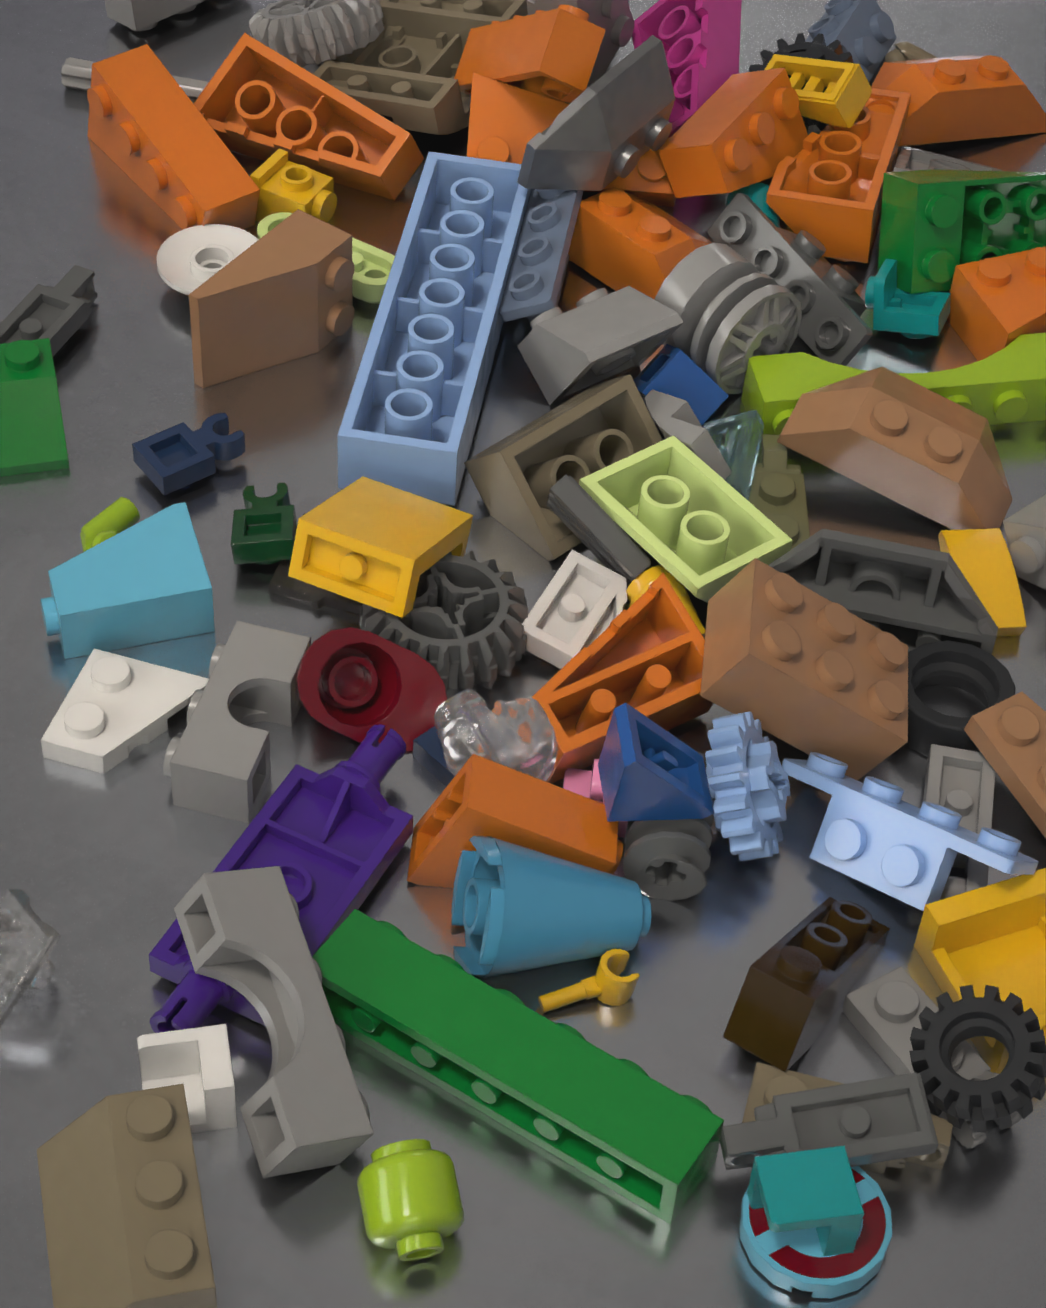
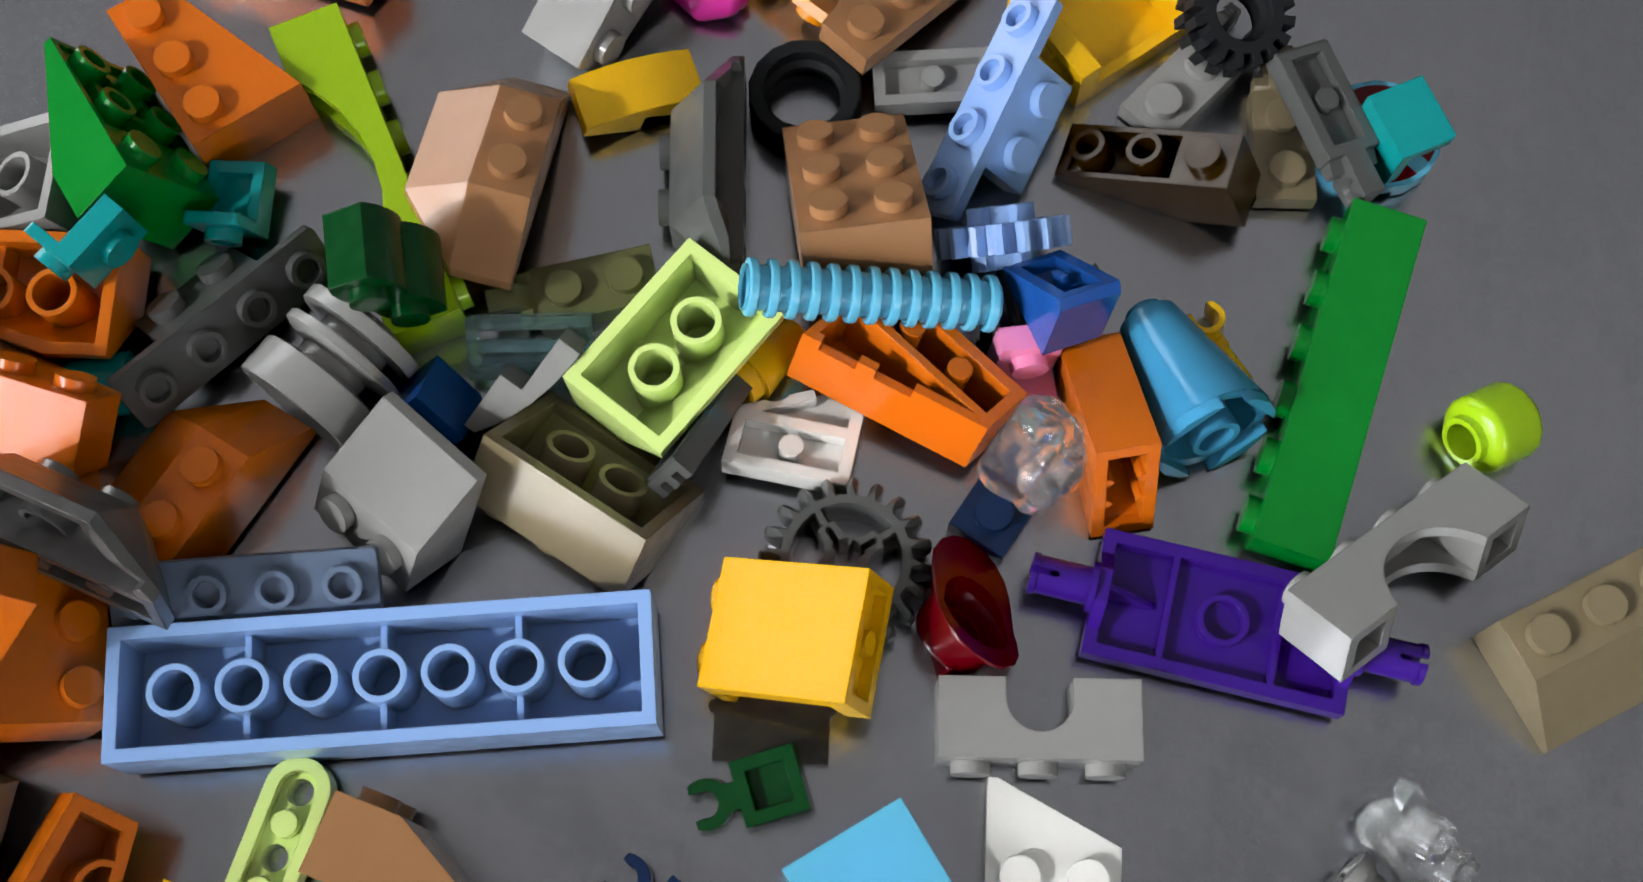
camera: 100 degrees left, 25 degrees up
(202, 1063) = (1451, 638): white panel -> none
(689, 618) = (870, 295): none -> medium azure piece
(796, 321) = (384, 264): none -> dark green brick
(860, 177) = (94, 246): none -> teal bracket

